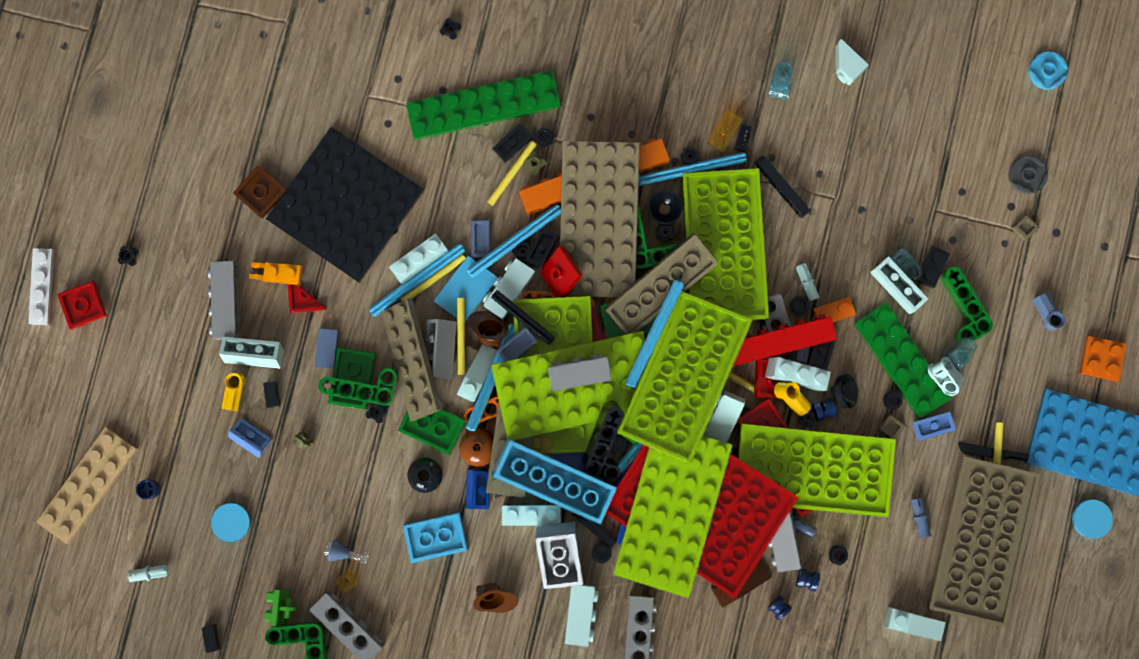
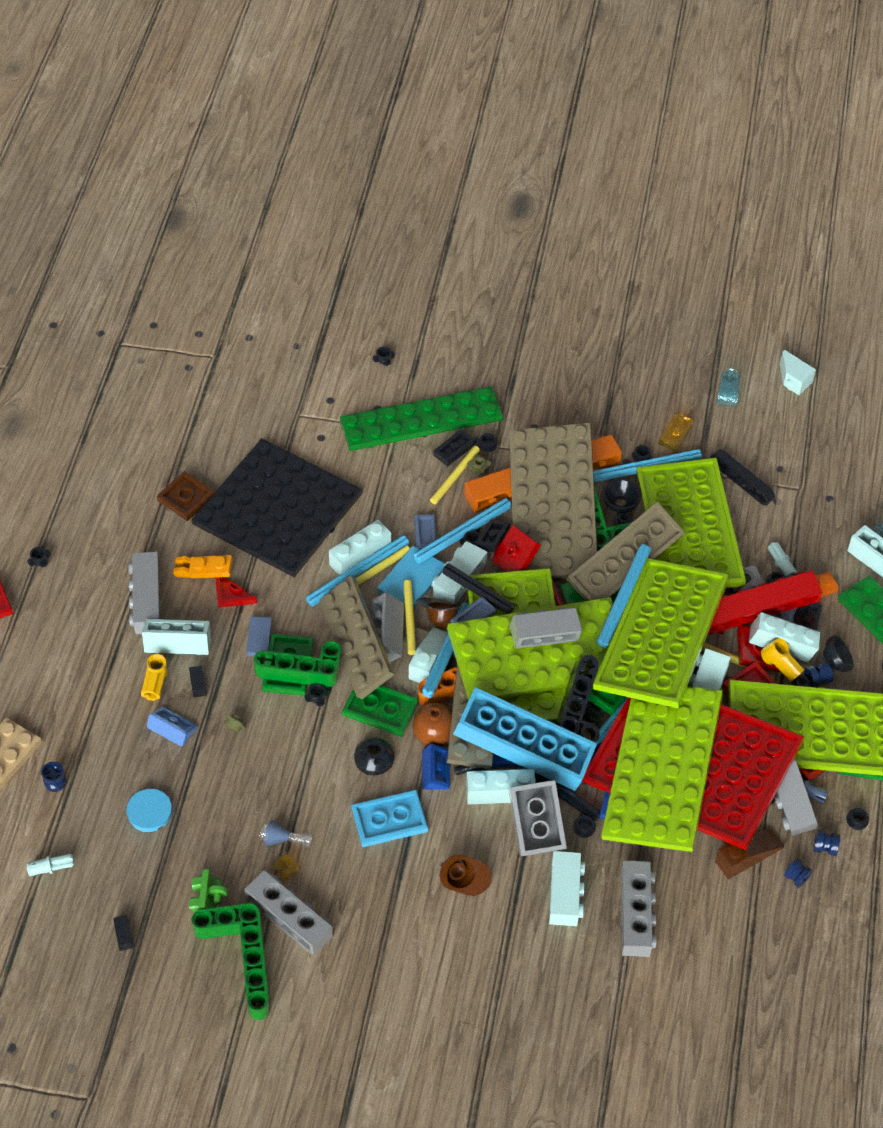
camera: 10 degrees left, 30 degrees down
(742, 138) = (695, 437): black piece -> none

